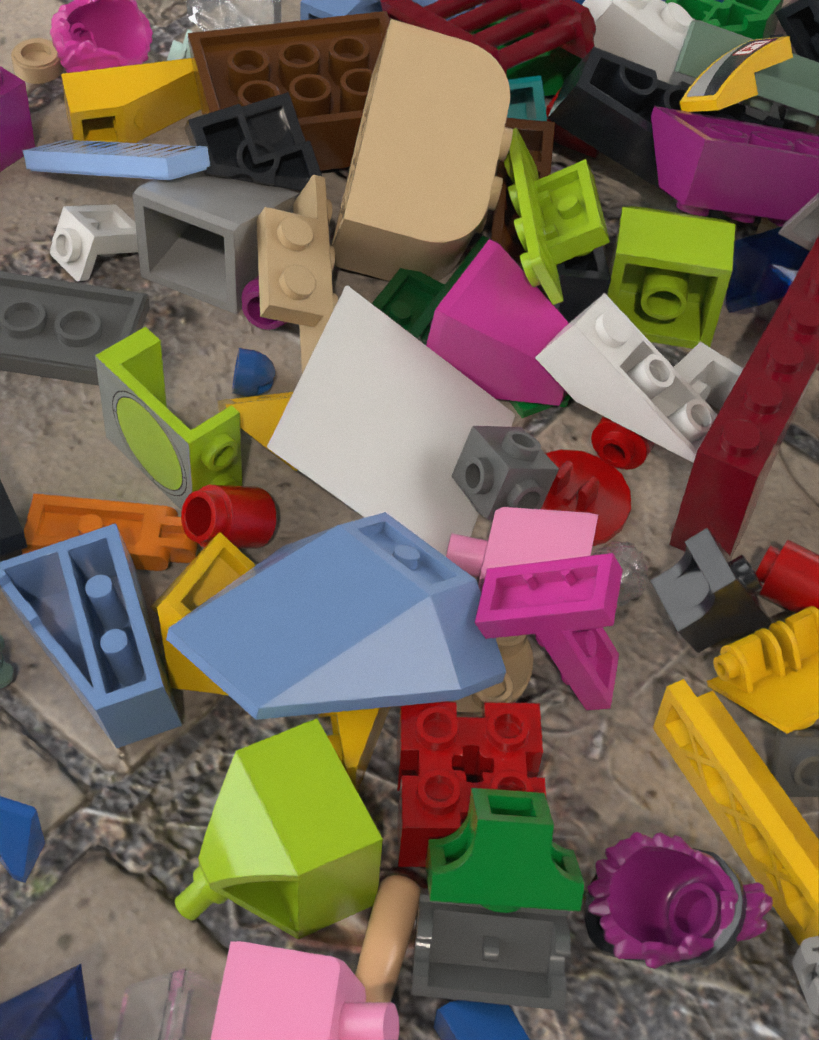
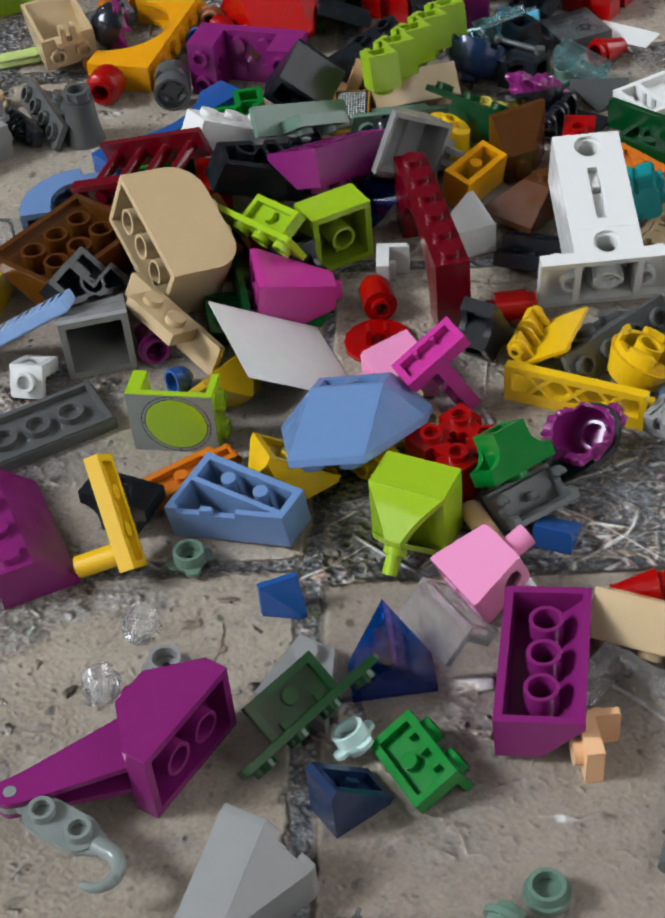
camera: 30 degrees left, 10 degrees down
(238, 512) = (239, 427): red brick -> none
(503, 469) = (345, 340): dark grey brick -> none
(623, 377) = (365, 270): white slope -> none
(732, 75) = (289, 121): yellow slope -> none

